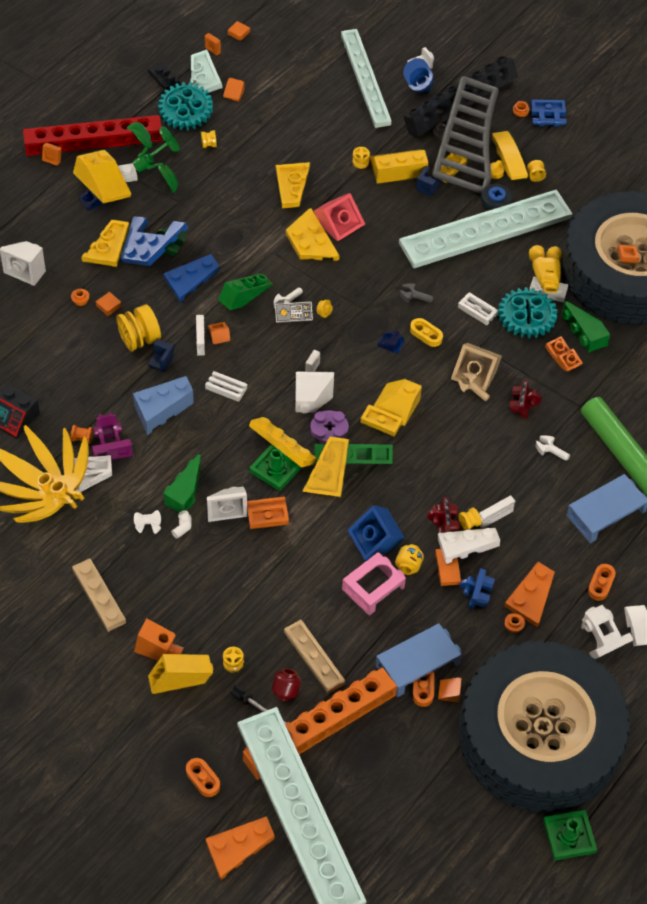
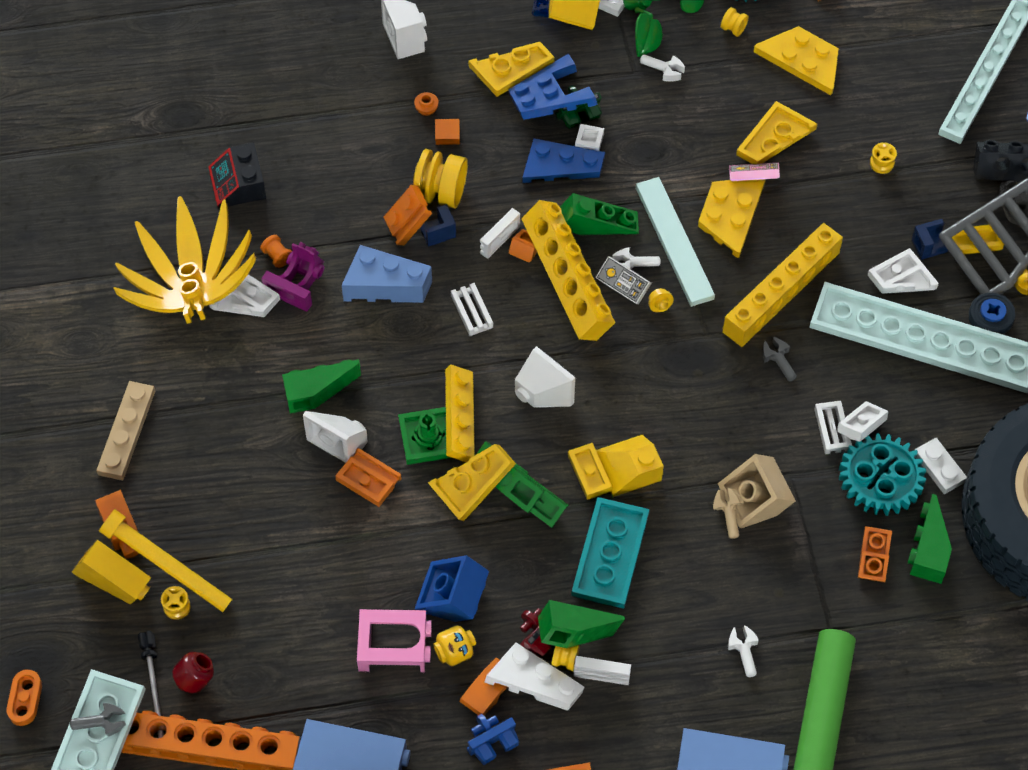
camera: 45 degrees right, 5 degrees up
(140, 360) = (407, 215): none -> orange plate
(153, 519) = (241, 385): white piece -> none
(165, 638) = (116, 526): none -> yellow piece
(185, 524) = (279, 424): white arm -> none
(194, 251) = (589, 137): none -> white plate
(199, 186) = (665, 67): none -> white bar
(217, 314) = (568, 270): none -> yellow brick
(261, 756) = (100, 720): none -> dark grey bar
(263, 134) = (802, 56): none -> yellow wing
(297, 274) = (675, 242): none -> light aqua tile
(304, 208) = (754, 171): none -> bright pink tile
(313, 361) = (583, 351): white tile -> none
(314, 656) = (257, 667): tan tile -> none
(329, 418) = (531, 449): medium lavender plate -> none
(340, 216) = (785, 210): coral slope -> none
(379, 255) = (782, 284): none -> yellow brick
(391, 341) = (697, 392): clear blue slope -> none
(398, 165) = (916, 195): yellow slope -> none
(428, 333) = (743, 412): yellow plate -> none
(433, 208) = (902, 274): none -> white wing
(436, 452) = (610, 552): none -> teal plate
(462, 498) = (574, 625): none -> green slope
(492, 293) = (862, 421): none -> white plate
(527, 399) = (770, 572): dark red hips -> none
(546, 268) = (954, 440): yellow piece -> none

